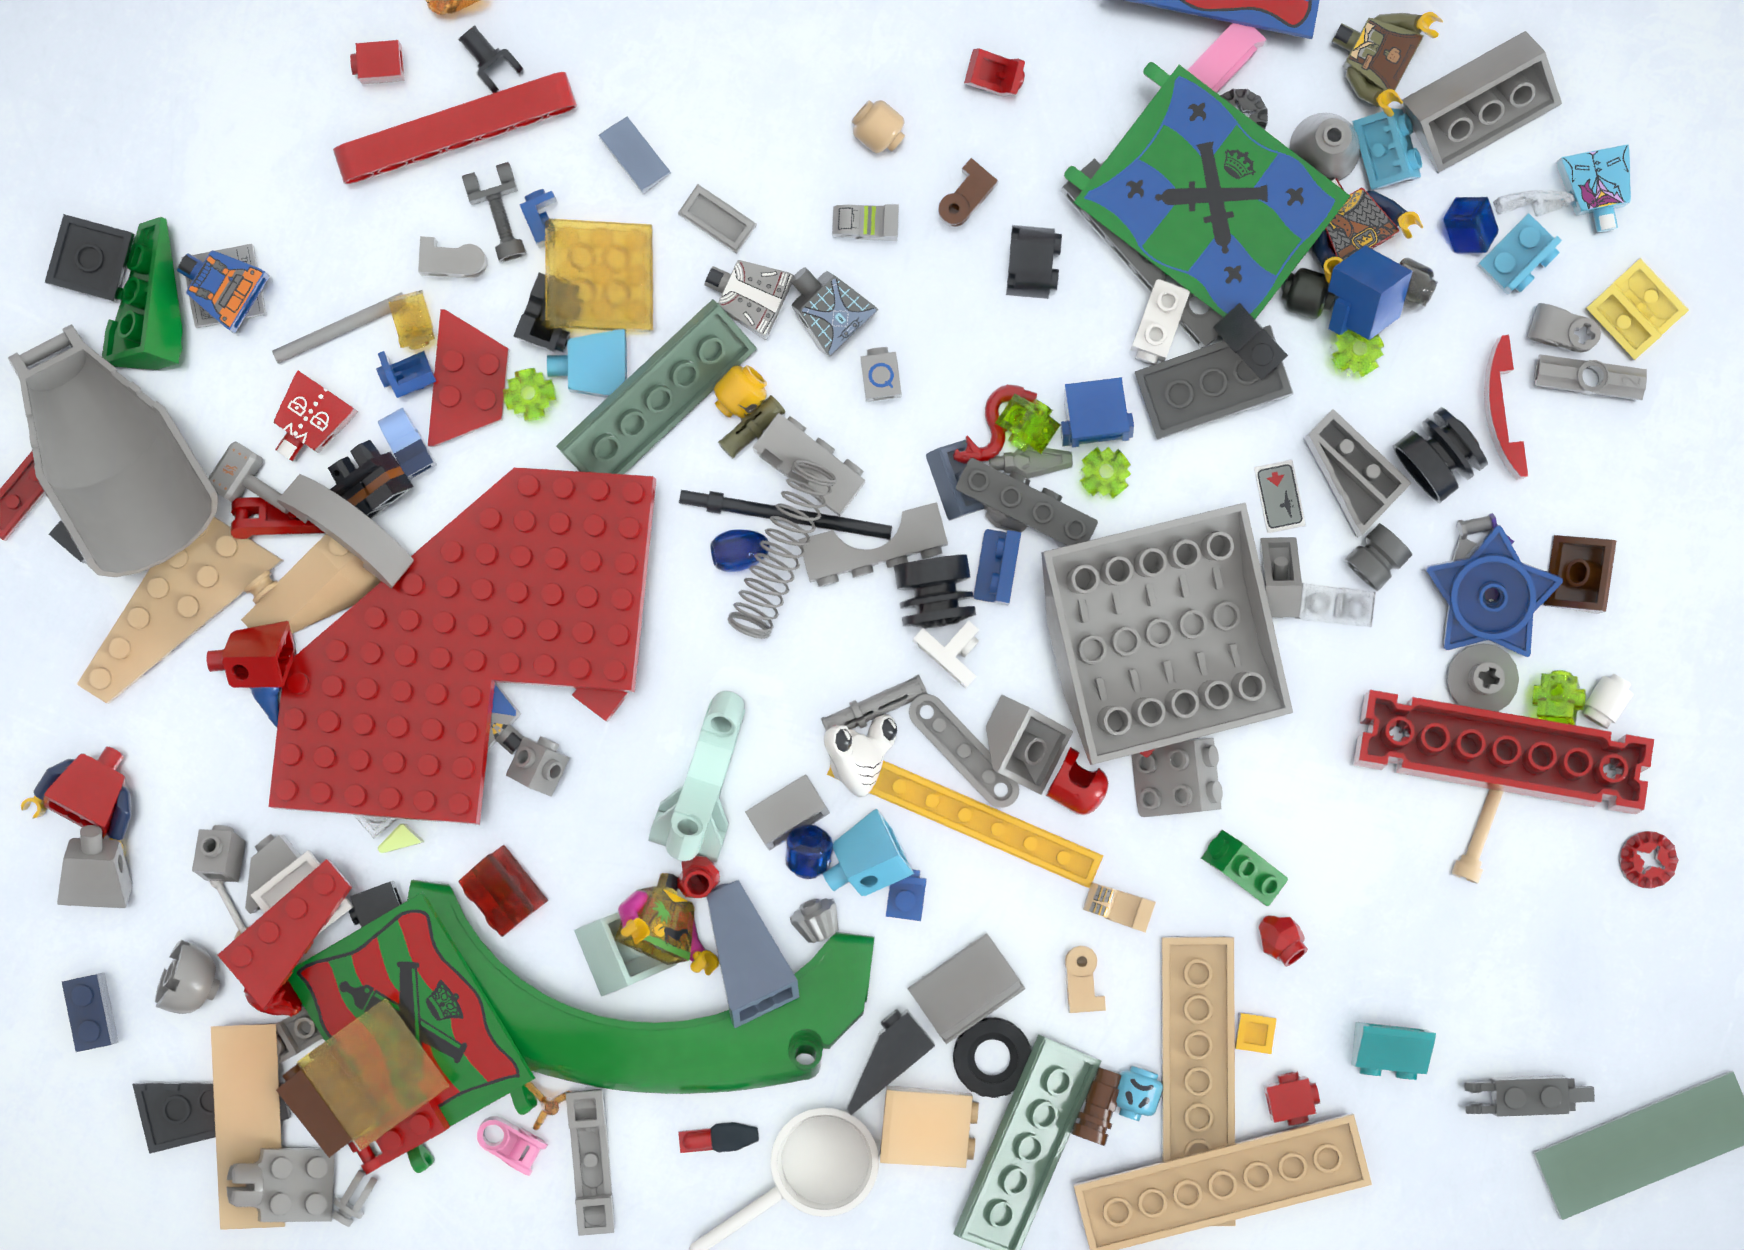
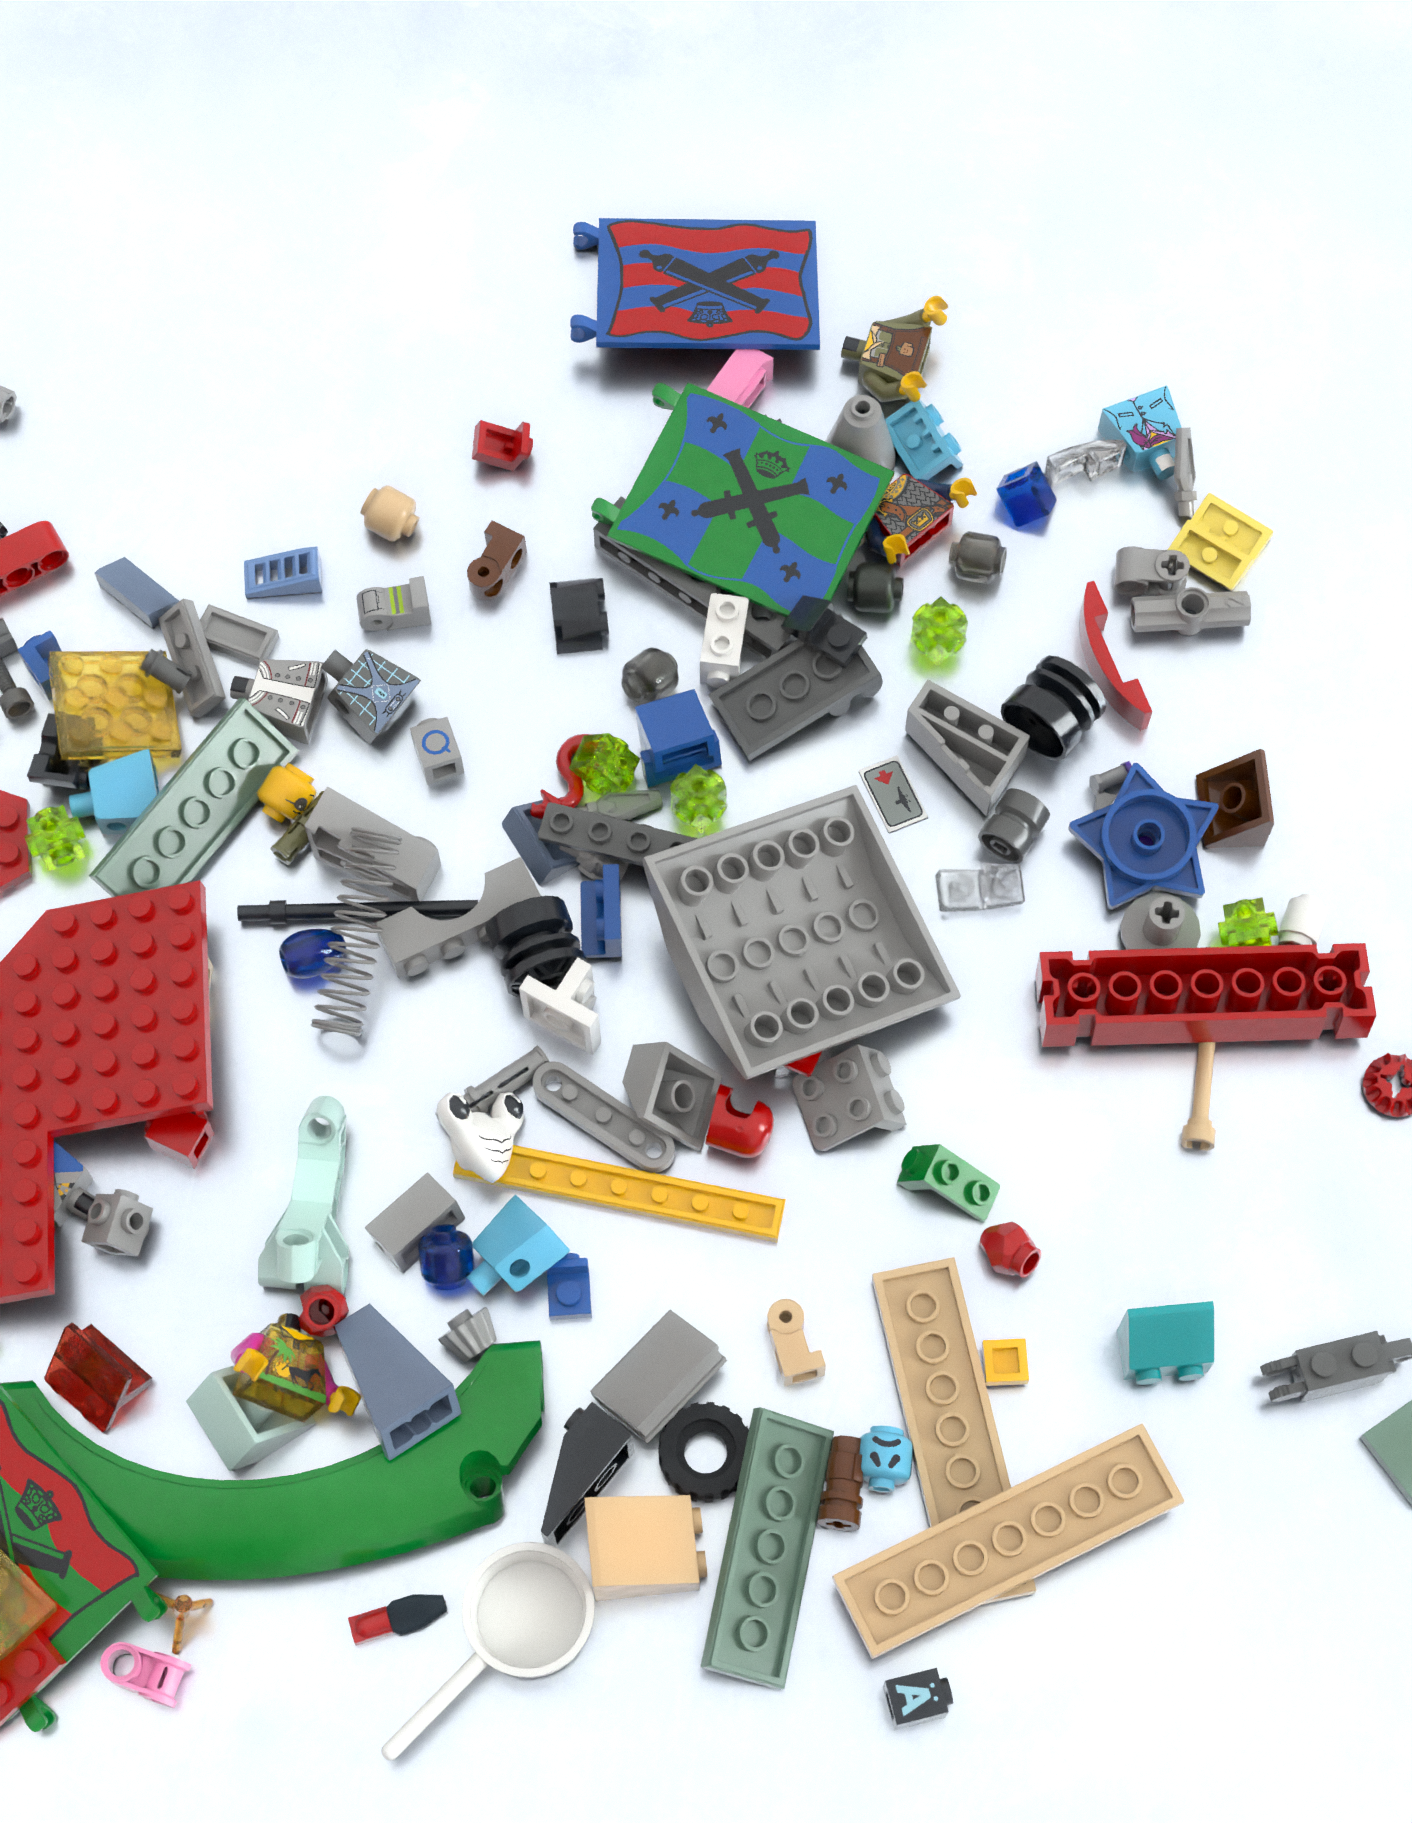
camera: 10 degrees left, 20 degrees down
(590, 1162) = (246, 1674): light grey slope -> none
(649, 253) = (165, 670): none -> dark grey pin
(674, 237) = (191, 651): none -> light grey tile
(768, 178) = (297, 584): none -> medium blue slope
(1085, 342) = (650, 675): none -> clear smoke head
(1119, 906) = (816, 1251): tan leg -> none
(1281, 575) = (917, 866): light grey slope -> none
(1291, 1098) = (1064, 1427): red brick -> none
(1369, 293) = (937, 562): blue plate -> none
(1483, 101) = (1008, 381): light grey slope -> none
(1519, 254) = (1083, 515): medium azure bracket -> none
(1622, 236) = (1184, 472): none -> light grey piece

